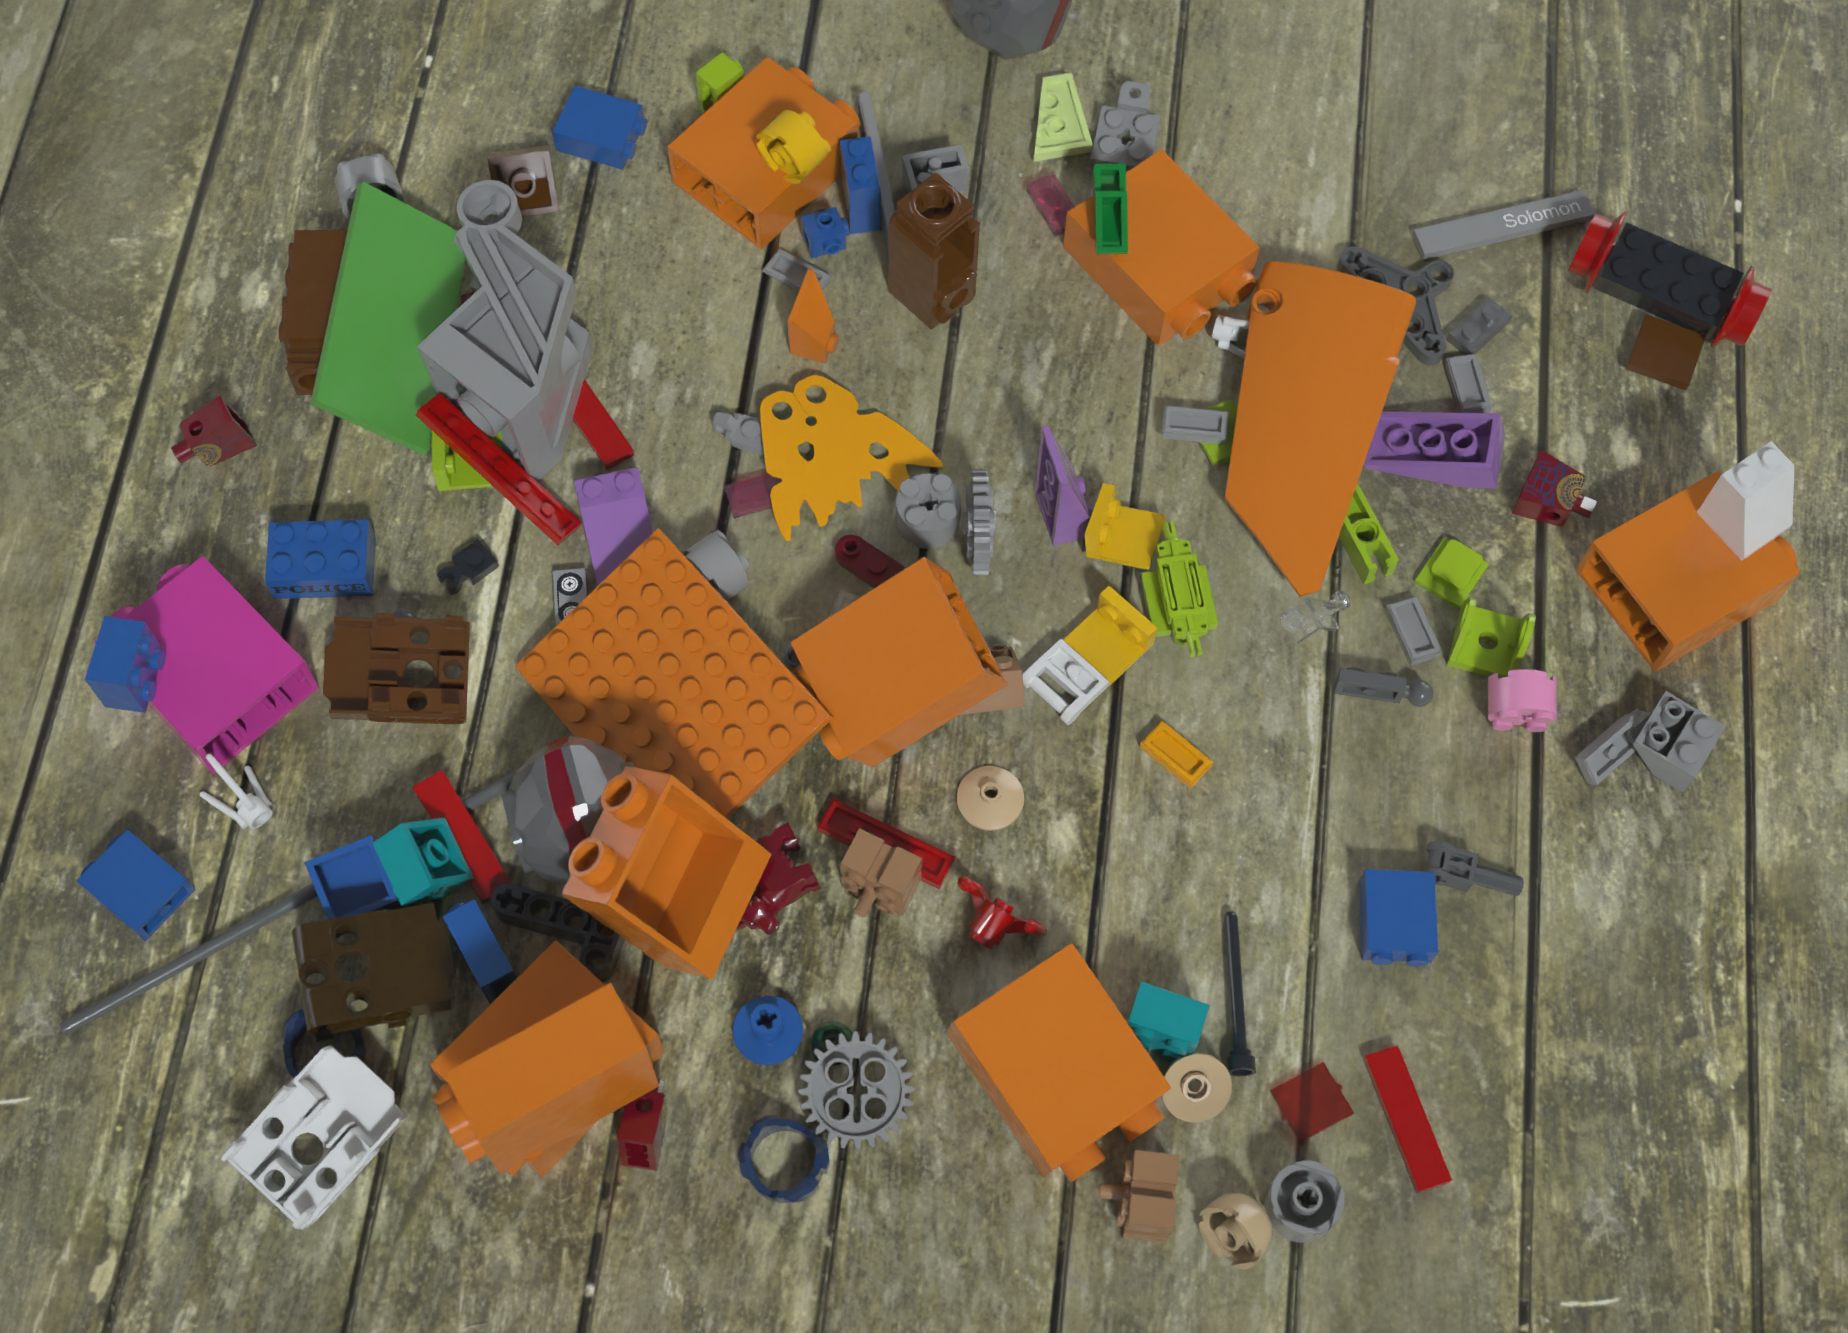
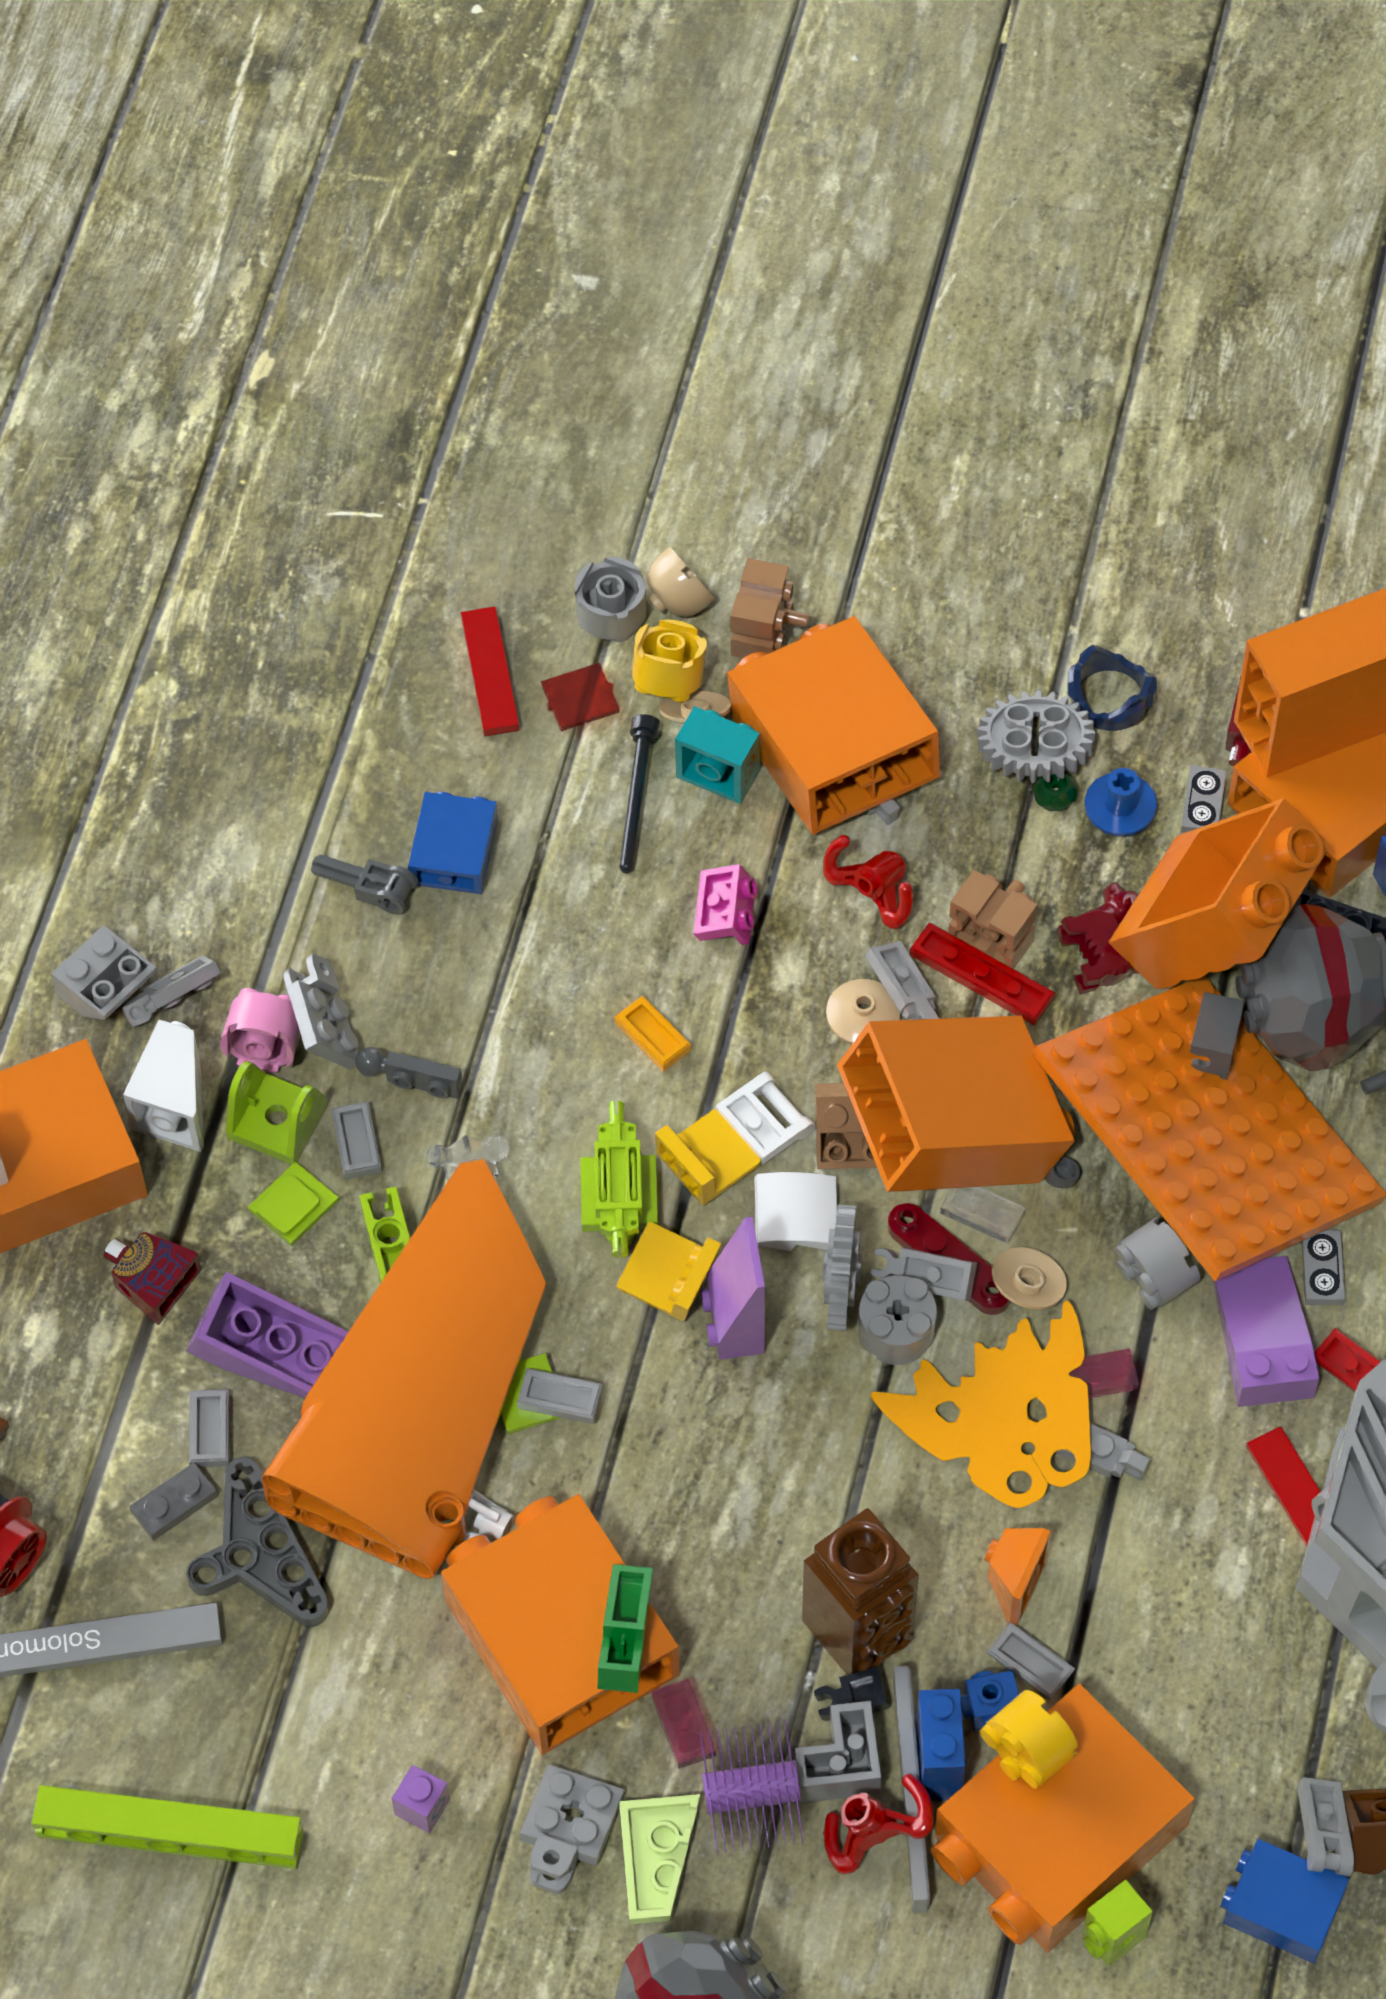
camera: 170 degrees left, 5 degrees down
(569, 168) = (1325, 1826): none -> light grey plate
(669, 752) = (1216, 1033): none -> dark grey hinge
(687, 1047) = (1203, 797): none -> tile
(808, 548) = (1029, 1278): none -> tan dish
(902, 133) = (873, 1824): none -> red piece
(905, 549) = (941, 1273): none -> light grey plate
(956, 818) = (903, 980): none -> light grey hinge
(997, 139) = (751, 1787): none -> medium lavender piece
(1025, 601) = (794, 1209): none -> white slope
(1131, 880) = (725, 904): none -> dark pink bracket
(1237, 133) = (420, 1798): none -> medium lavender brick
(1245, 1144) = (669, 660): none -> yellow brick
(1415, 102) = (167, 1827): none -> lime piece
(1485, 729) = (321, 1015): none -> light grey plate
(1584, 636) = (167, 1088): none -> white slope

